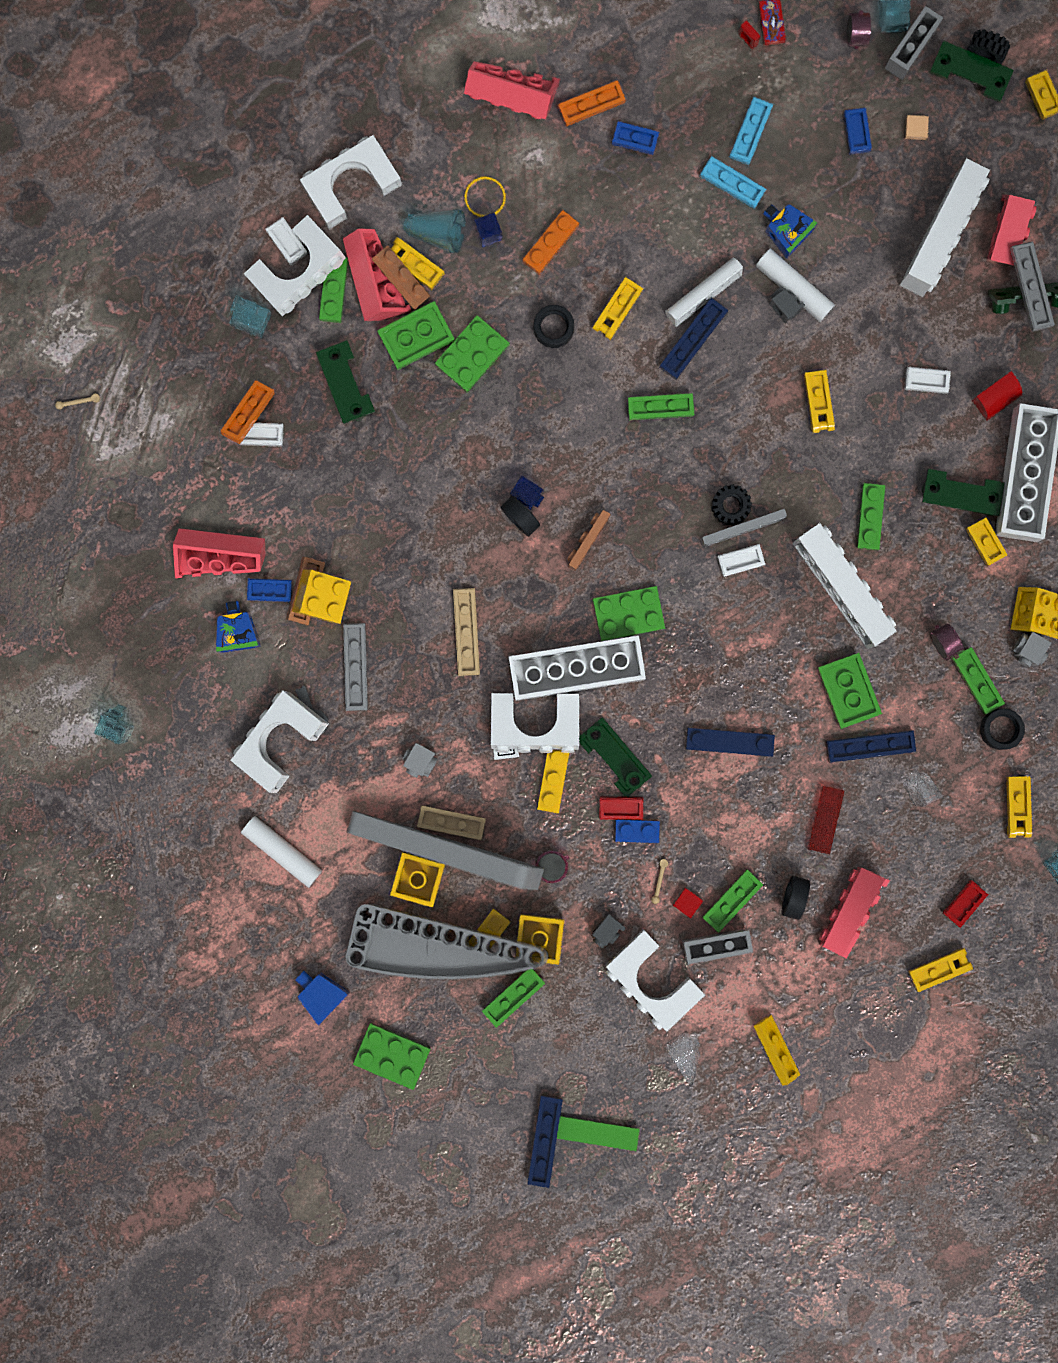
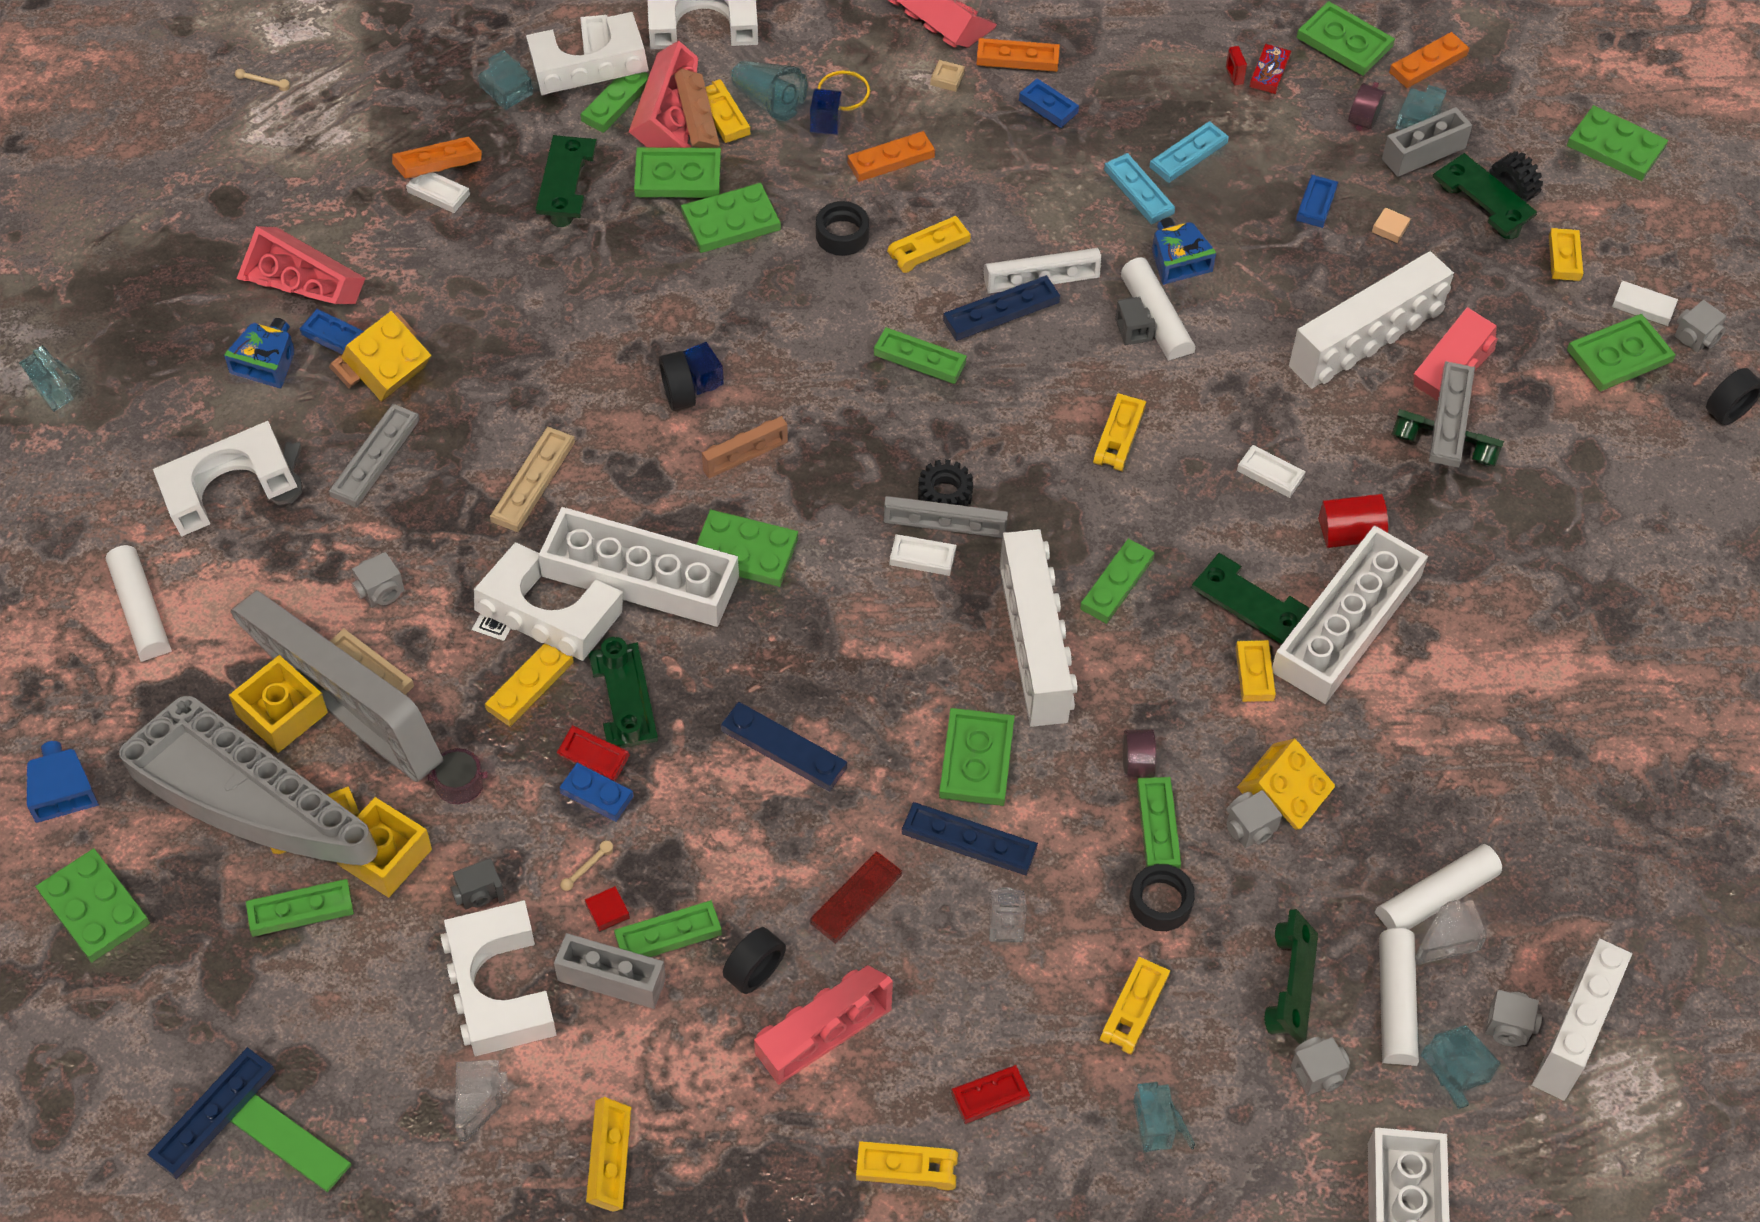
camera: 25 degrees right, 30 degrees down
(550, 146) = (947, 75): none -> tan tile

